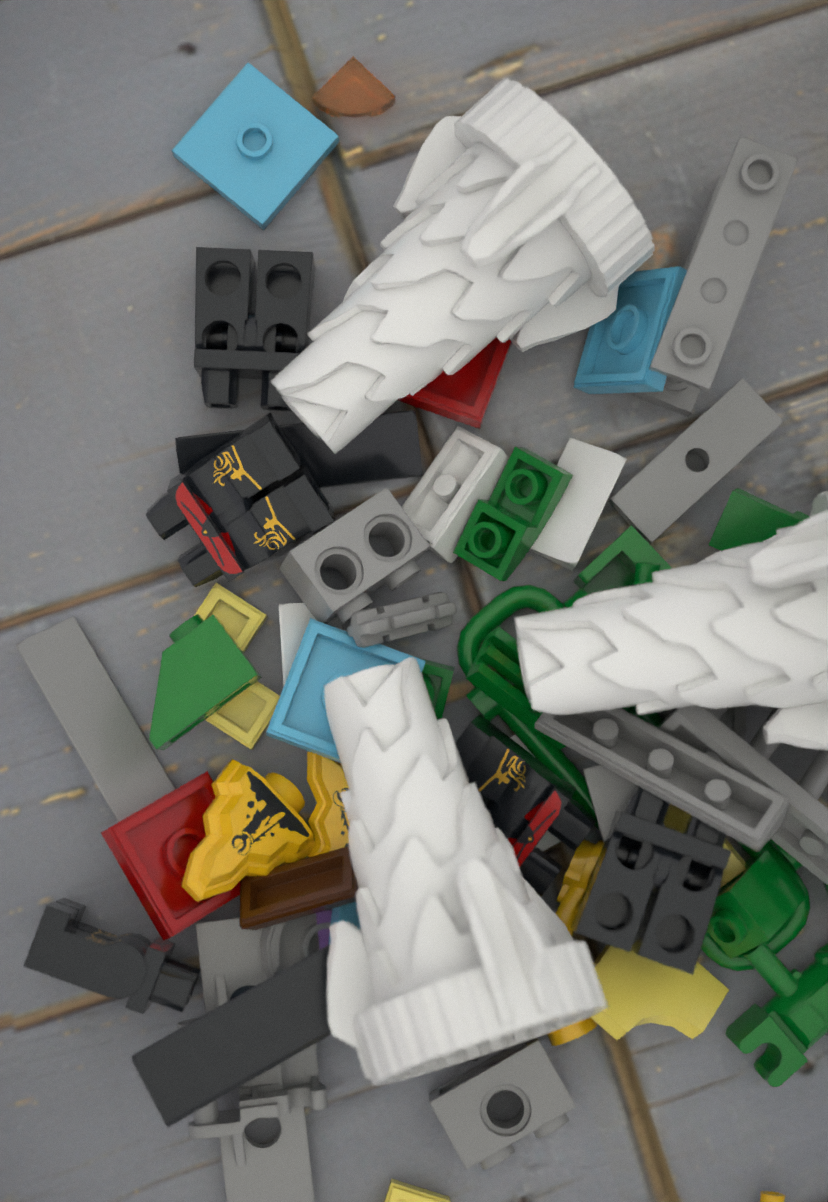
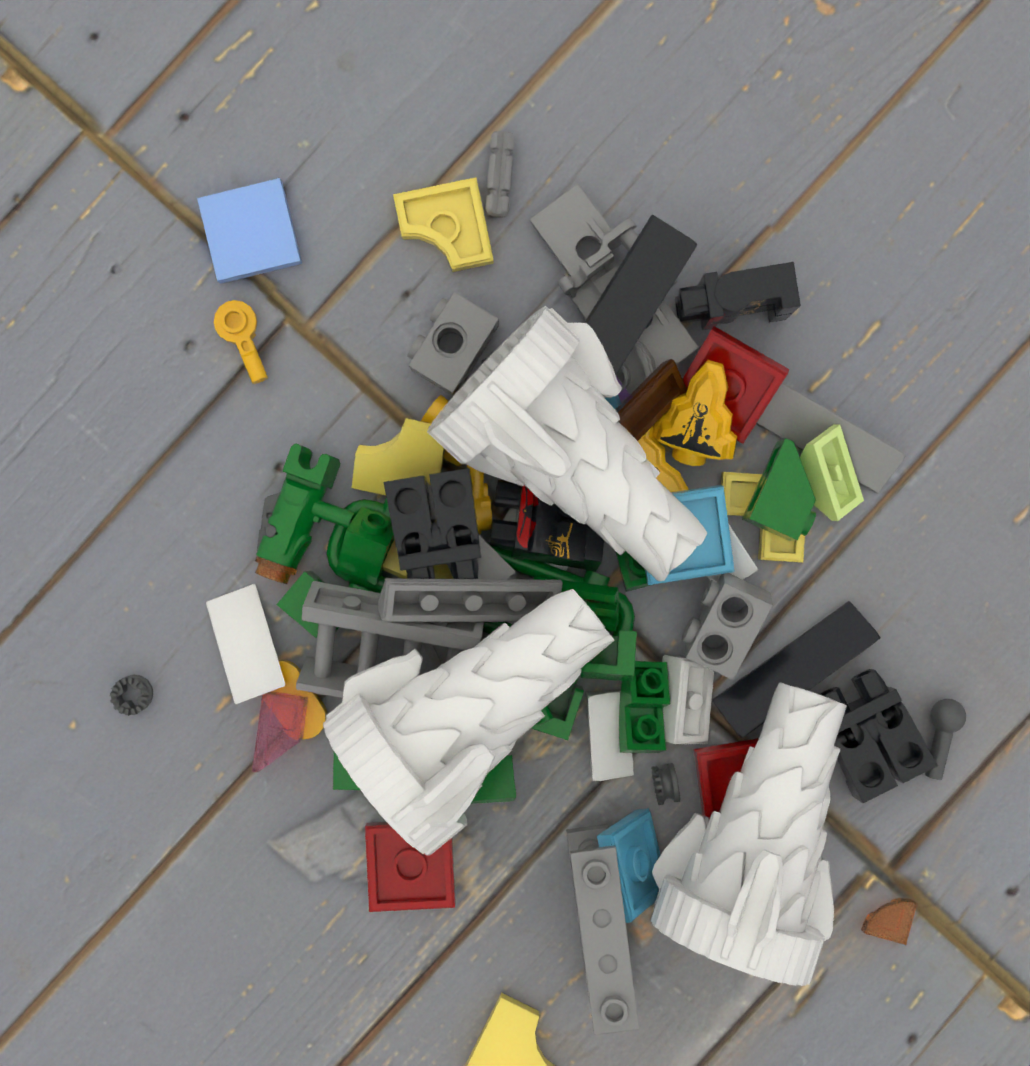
camera: 155 degrees right, 5 degrees up
(120, 672) = (831, 474): none -> yellowish green slope
(147, 296) = (947, 717): none -> dark grey bar
(220, 508) = (819, 604): black hips -> none
(255, 146) = (934, 852): medium azure plate -> none
(401, 619) = (677, 602): light grey axle -> none
(521, 592) = (615, 661): none -> green panel
(536, 405) = (665, 783): none -> dark grey bush
(722, 441) = (540, 826): light grey tile -> none

